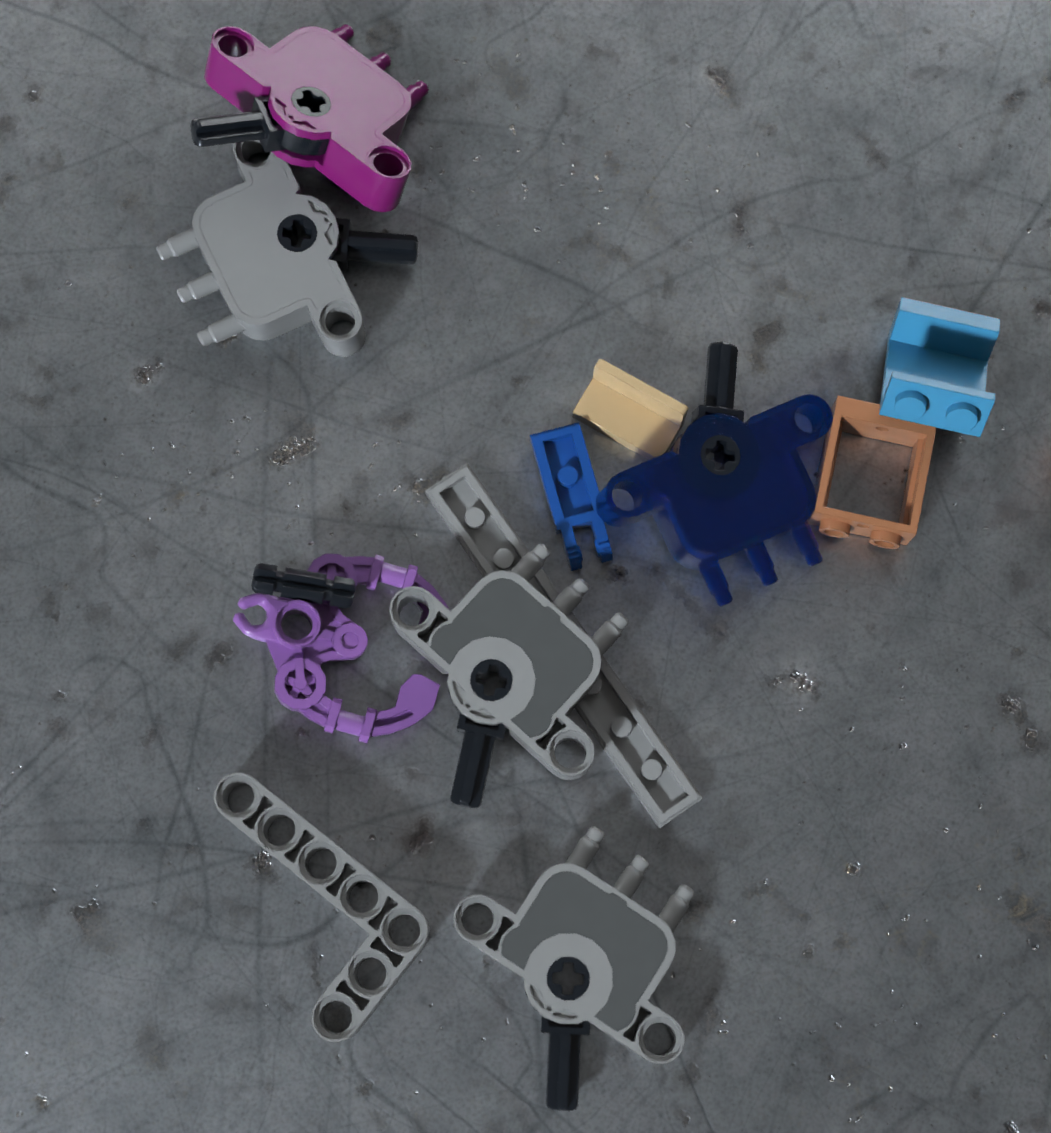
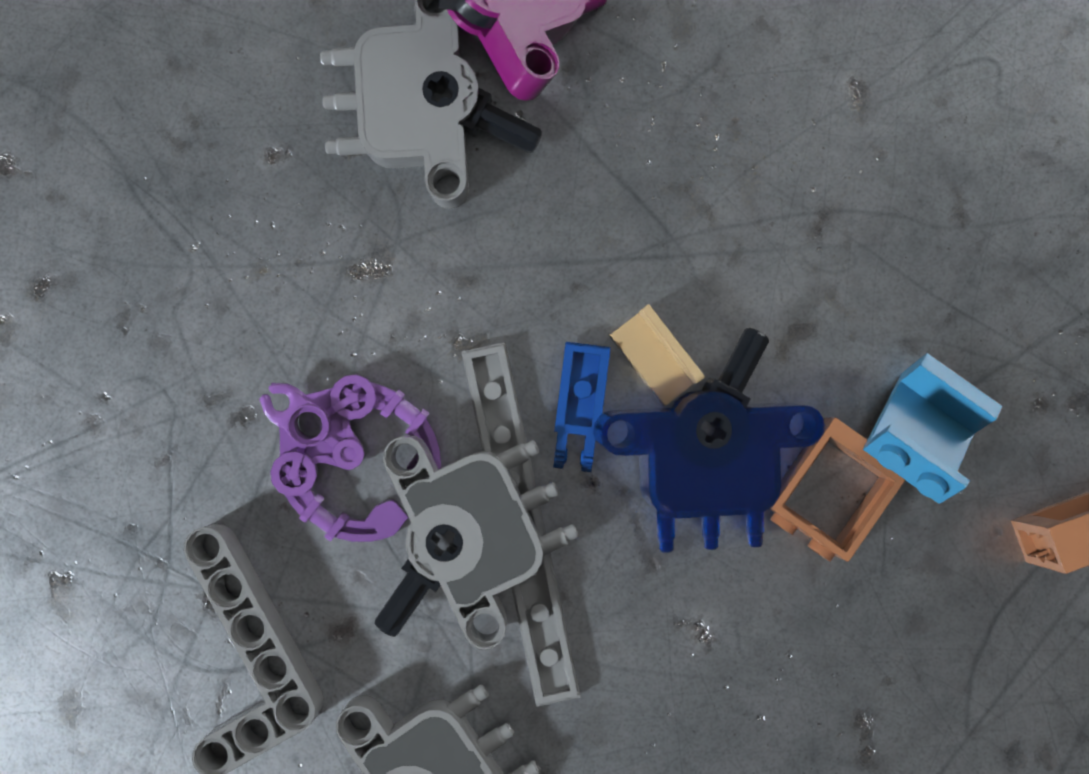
camera: 30 degrees right, 10 degrees up
(303, 585) = (324, 397): black axle -> none

